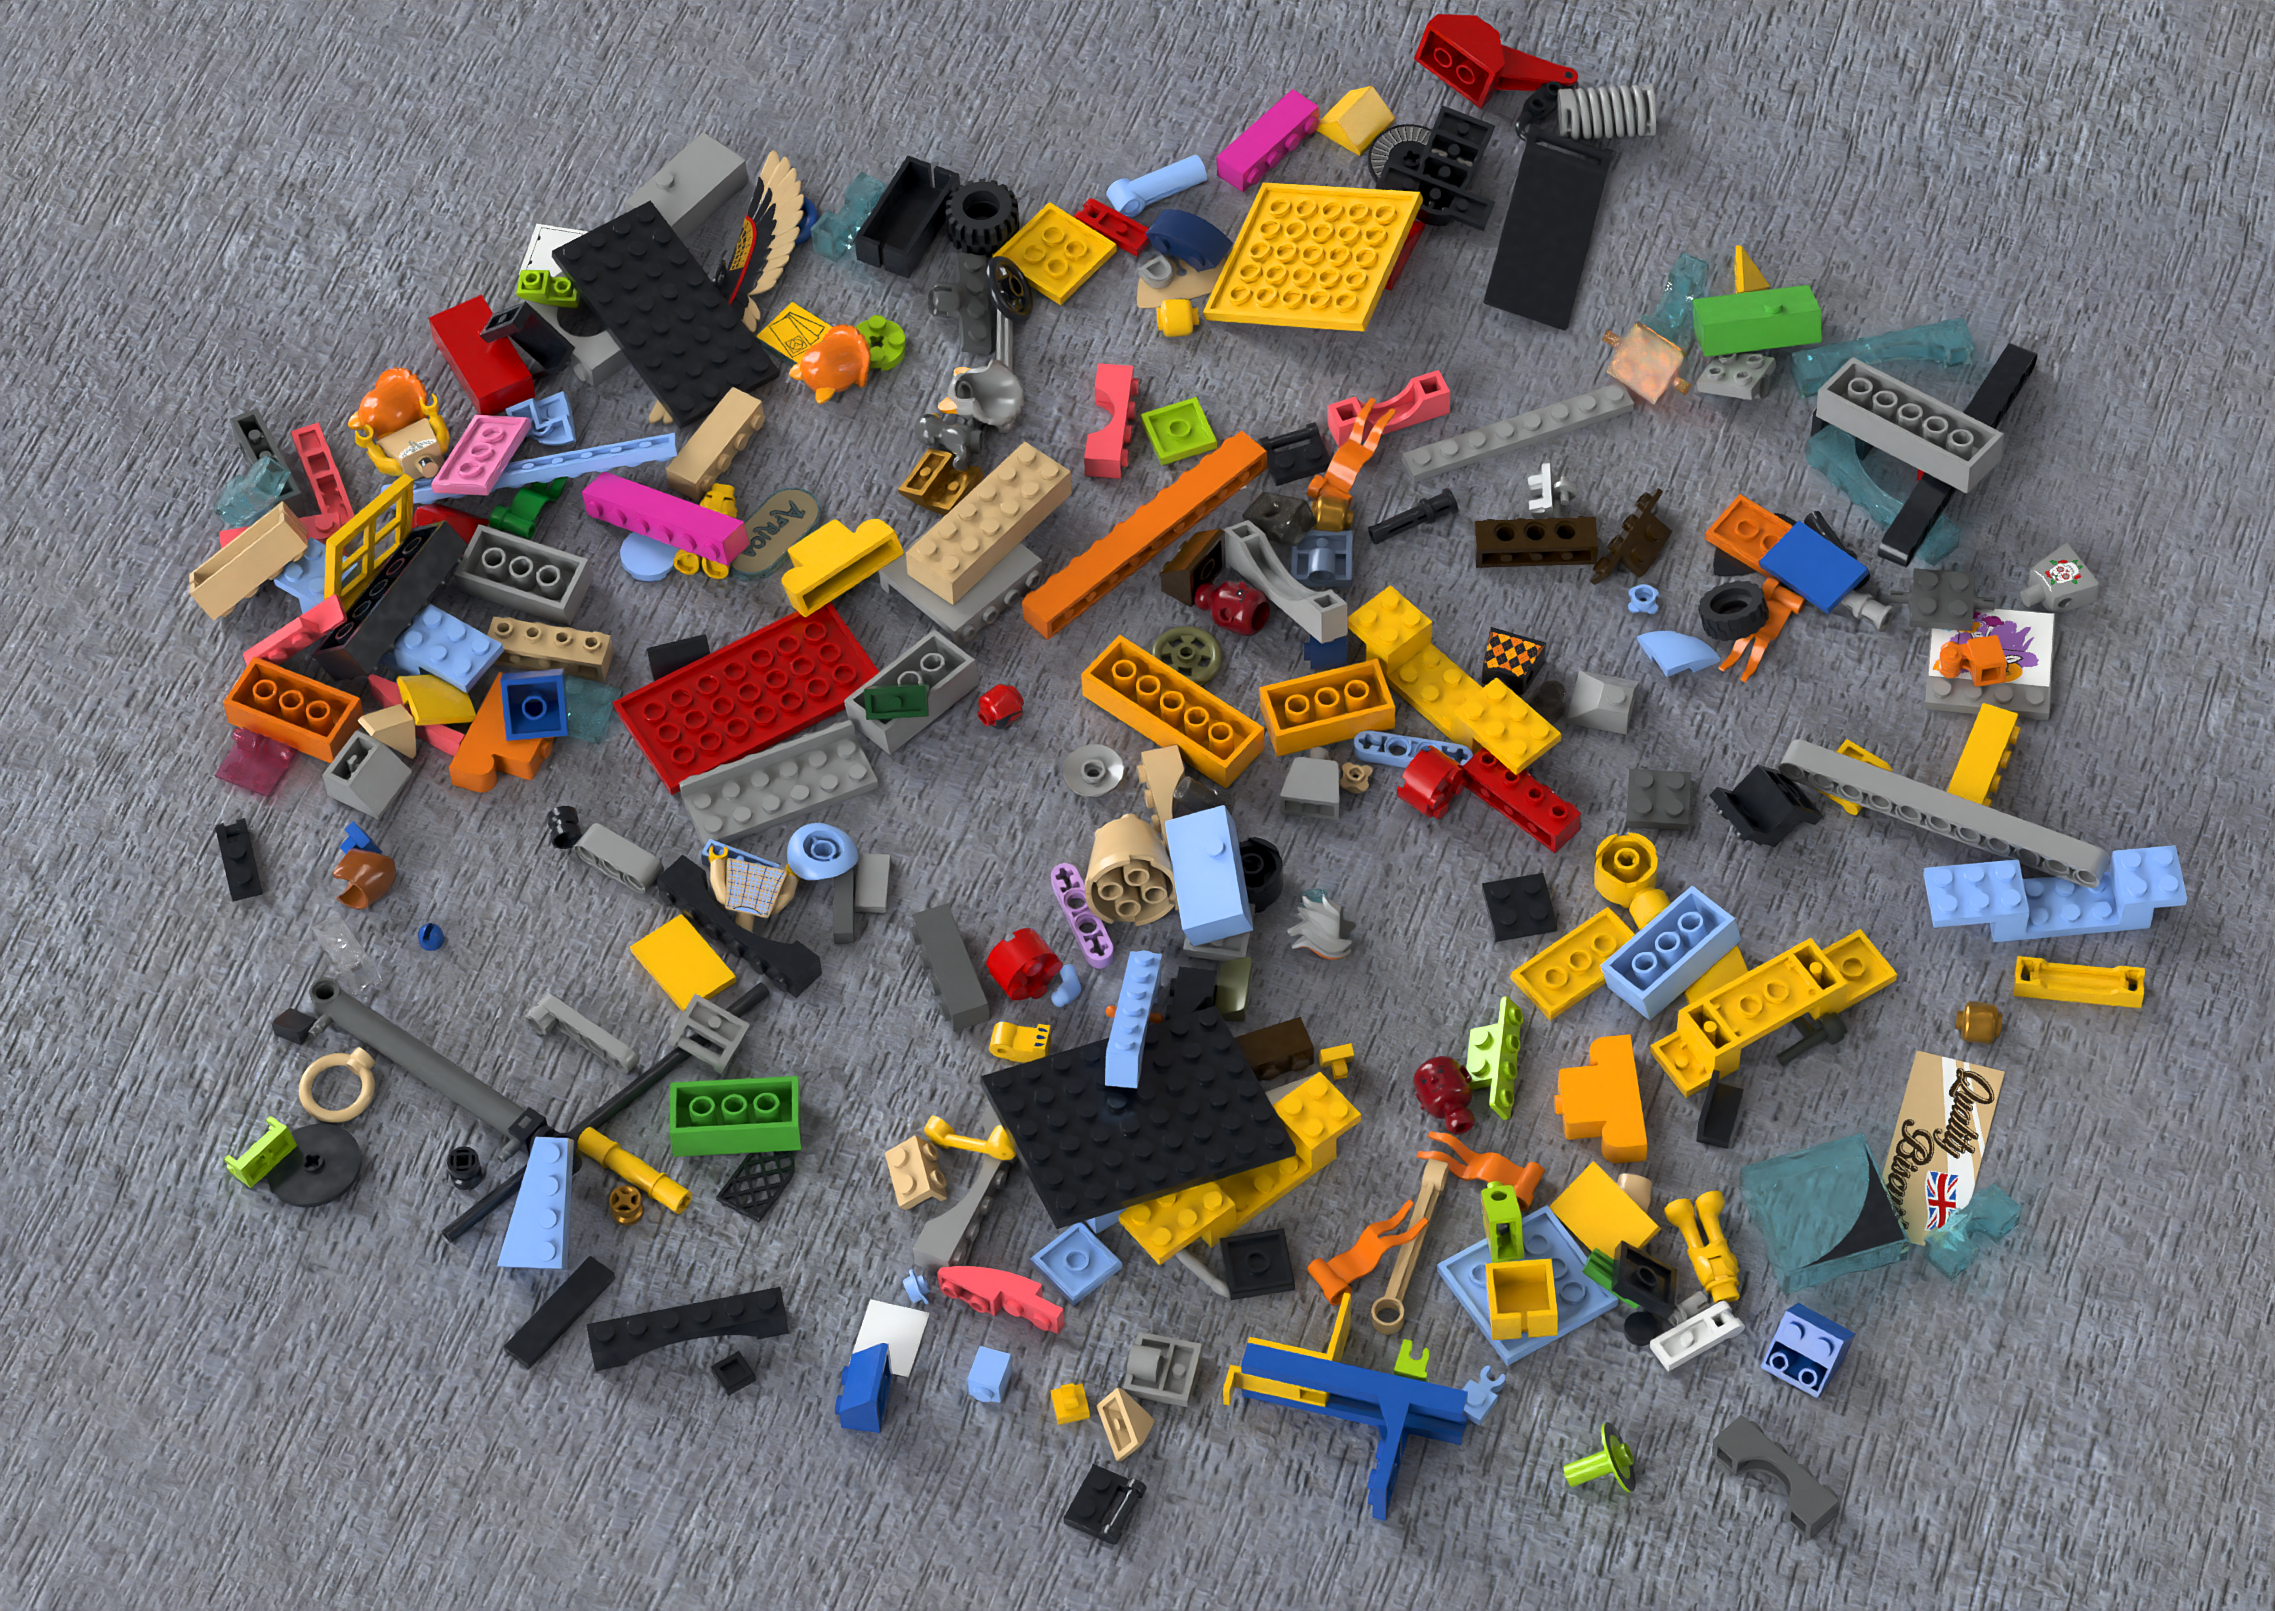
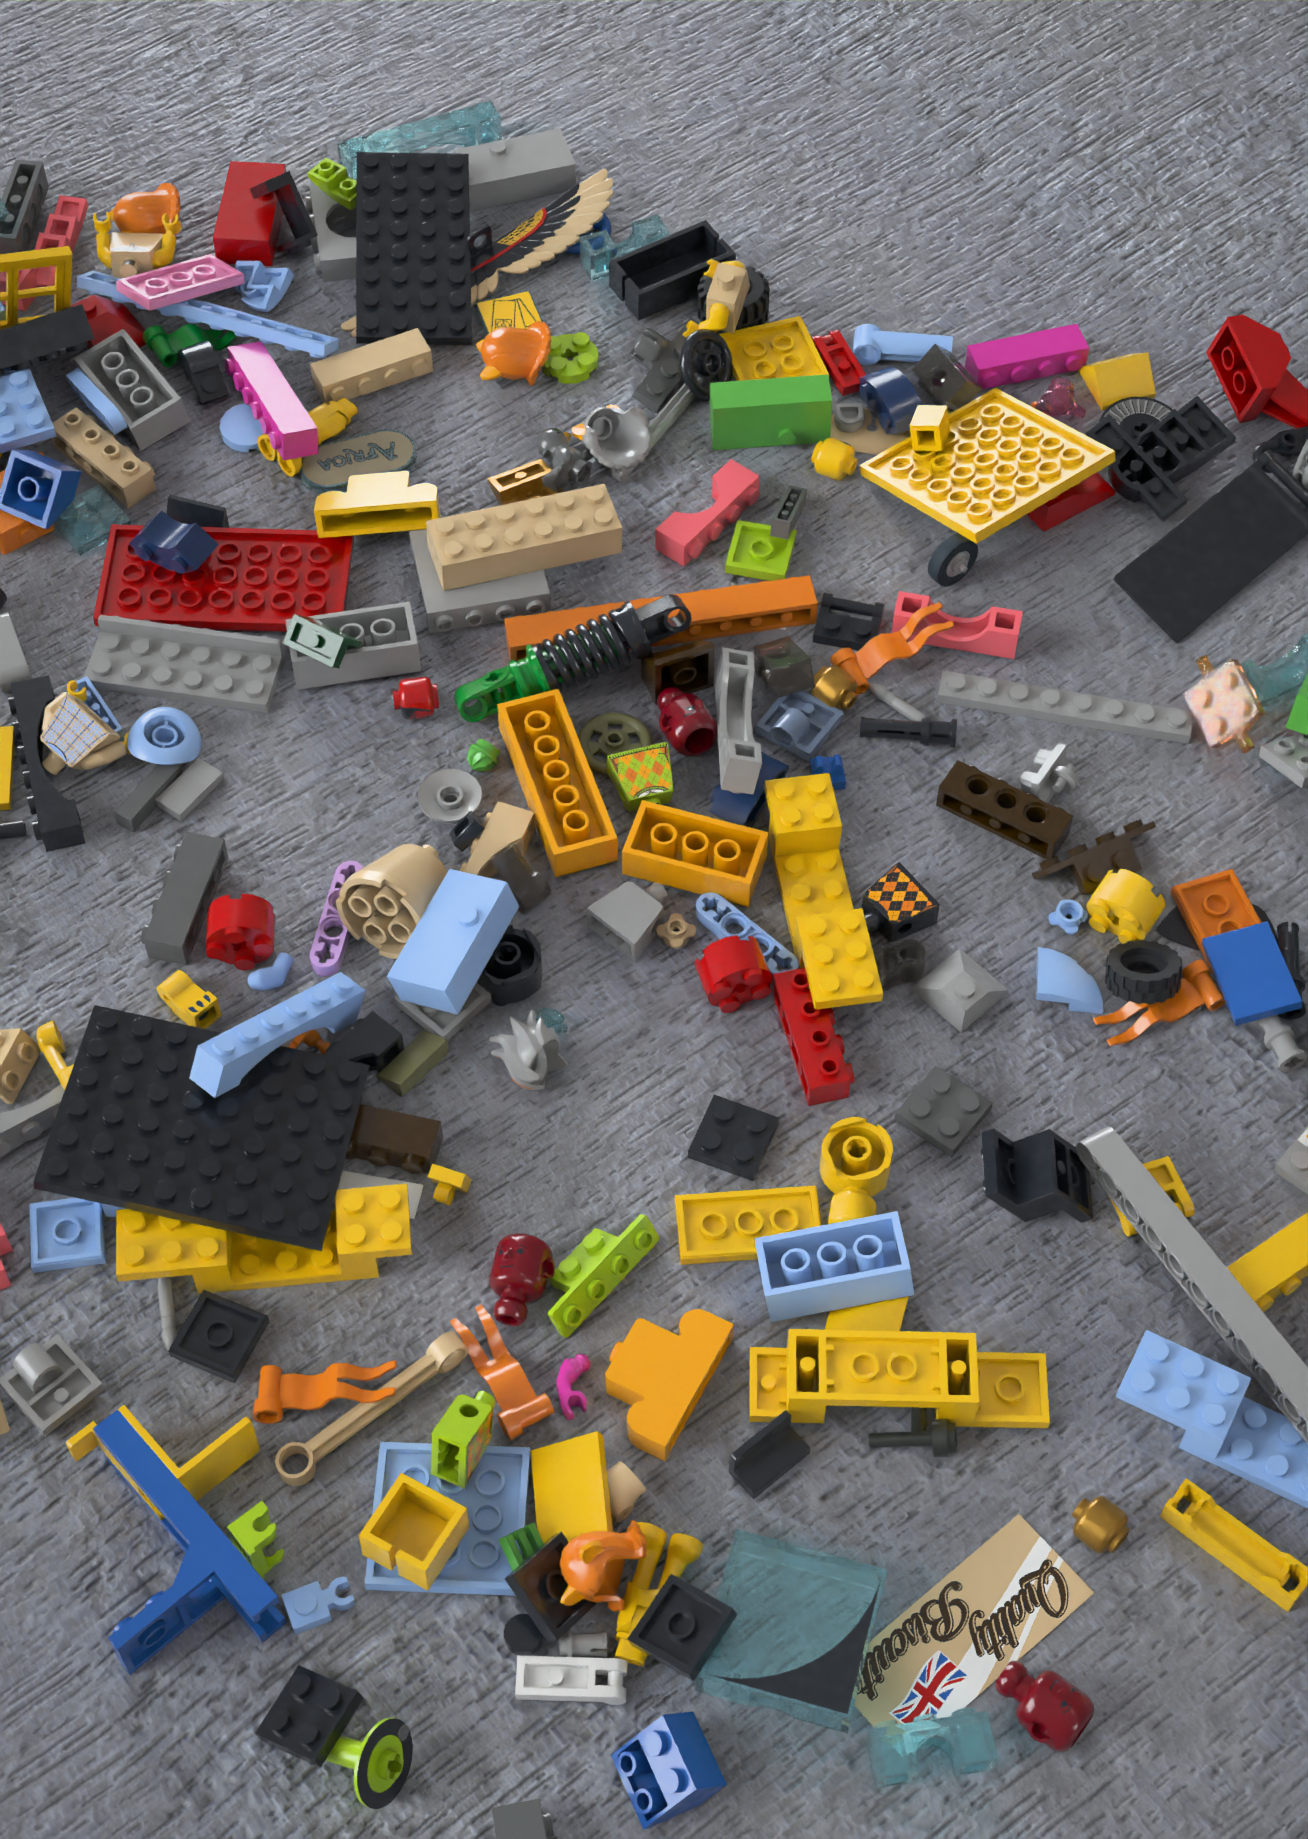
camera: 30 degrees right, 0 degrees up
(503, 602) = (96, 401): none -> light blue beam
(570, 519) = (203, 369): none -> black brick
(608, 174) = (461, 127): none -> clear light blue arch
(691, 688) = (173, 544): none -> dark blue brick
(991, 220) = (724, 297): none -> tan torso
(1091, 724) = (482, 756): none -> bright green plate
(1098, 304) = (770, 412): none -> bright green brick
(1109, 601) = (575, 655): none -> black piece
(1131, 790) = (466, 830): none -> black tile
(1179, 385) = (788, 512): none -> dark grey piece
(1235, 196) = (945, 378): none -> clear smoke brick
(1236, 670) = (642, 775): none -> torso
(1244, 249) = (929, 428): none -> yellow brick
(1323, 166) = (1059, 400): none -> clear pink animal
(1345, 355) = (952, 560): none -> black wheel
(1367, 499) = (895, 702): none -> light grey piece
(1371, 584) = (829, 765): none -> blue tile
(1538, 1464) = (309, 1716): none -> black plate
(1546, 1156) = (568, 1374): none -> dark pink piece
(1661, 1243) = (595, 1564): none -> orange hair
(1685, 567) = (1124, 906): none -> yellow brick
(1754, 1249) = (682, 1627): none -> black plate
(2030, 1158) = (1048, 1706): none -> dark red piece

